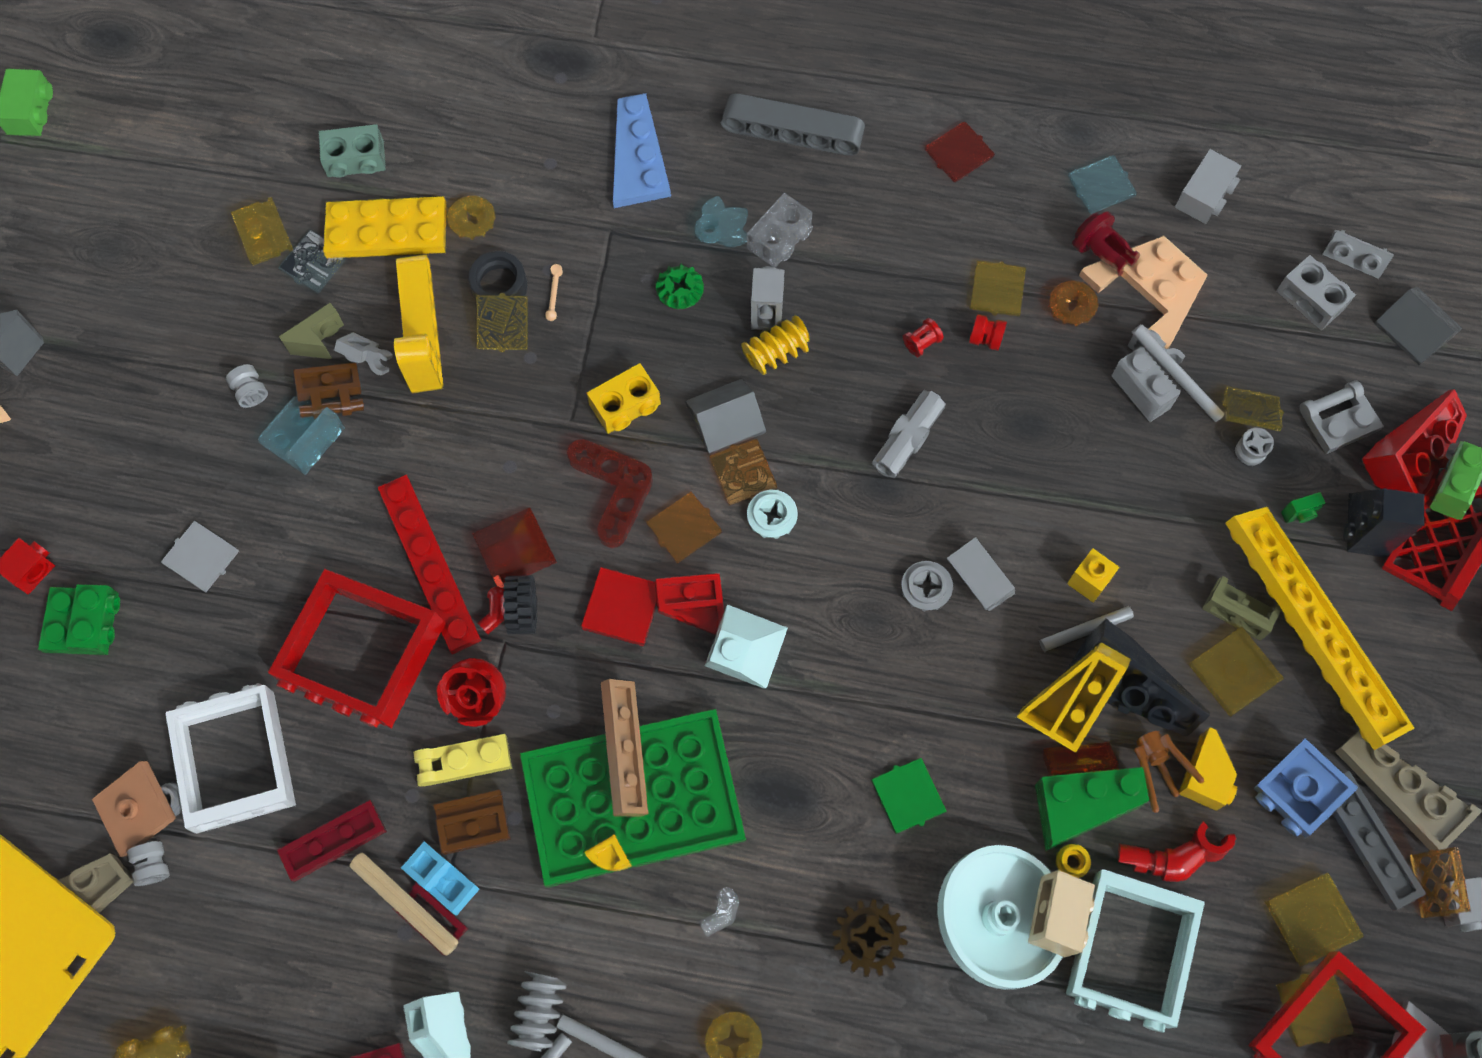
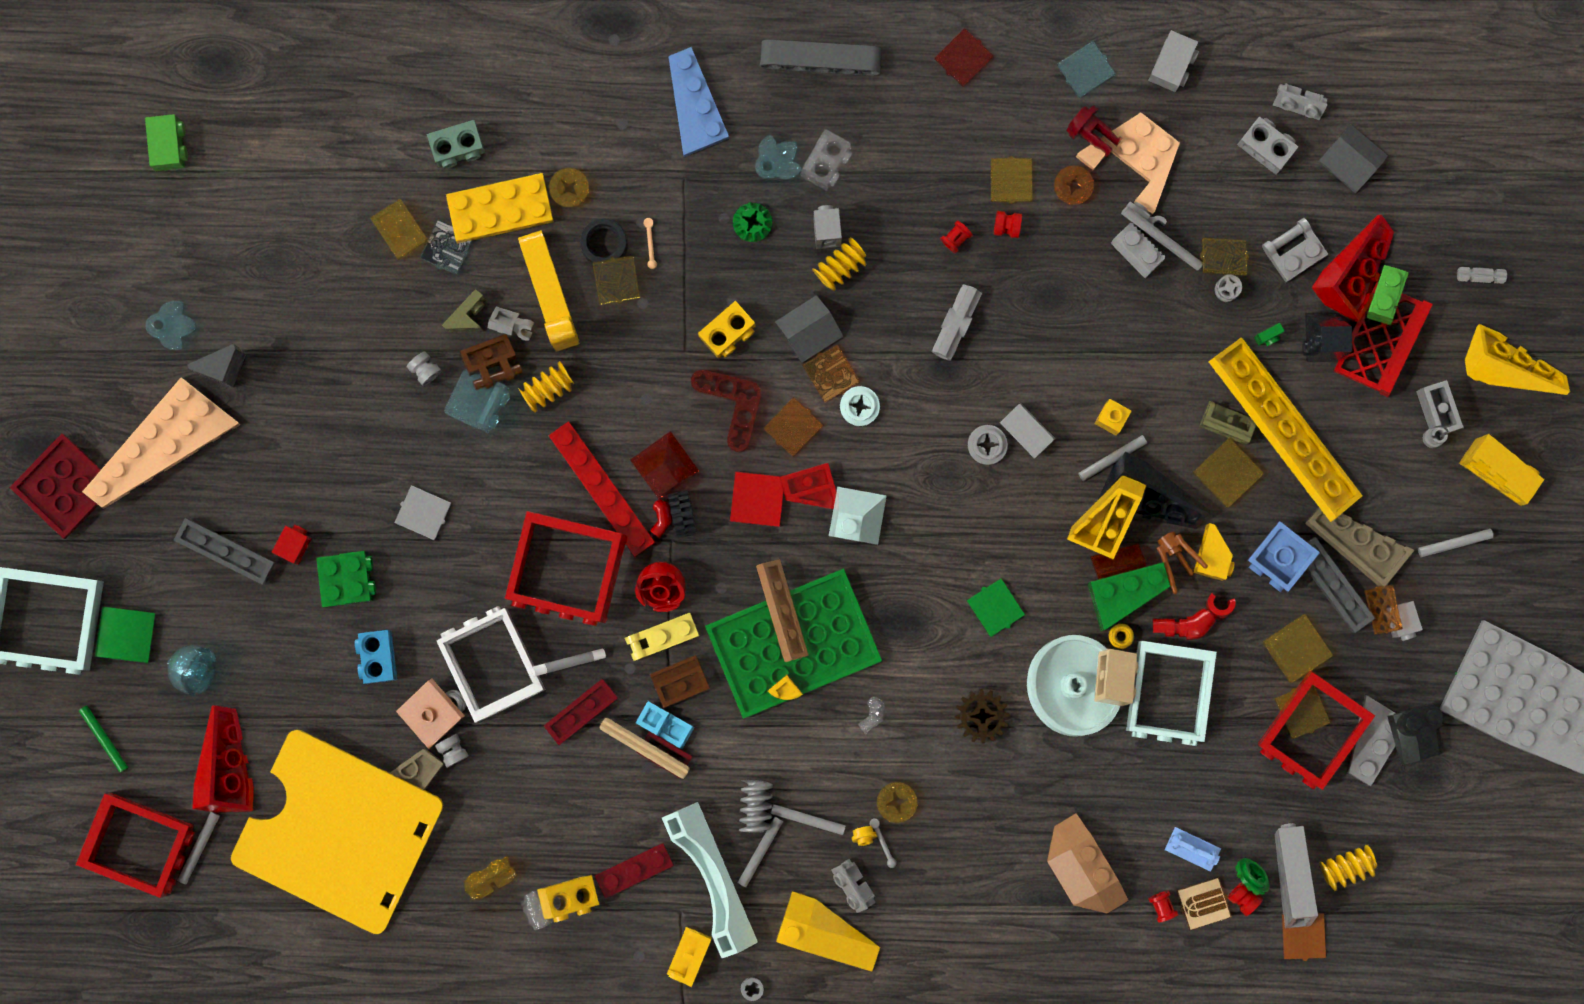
camera: 10 degrees left, 15 degrees up
(97, 723) = (383, 655): none -> dark azure brick
(330, 770) = (568, 662): none -> light grey bar
(388, 429) = (546, 387): none -> yellow piece

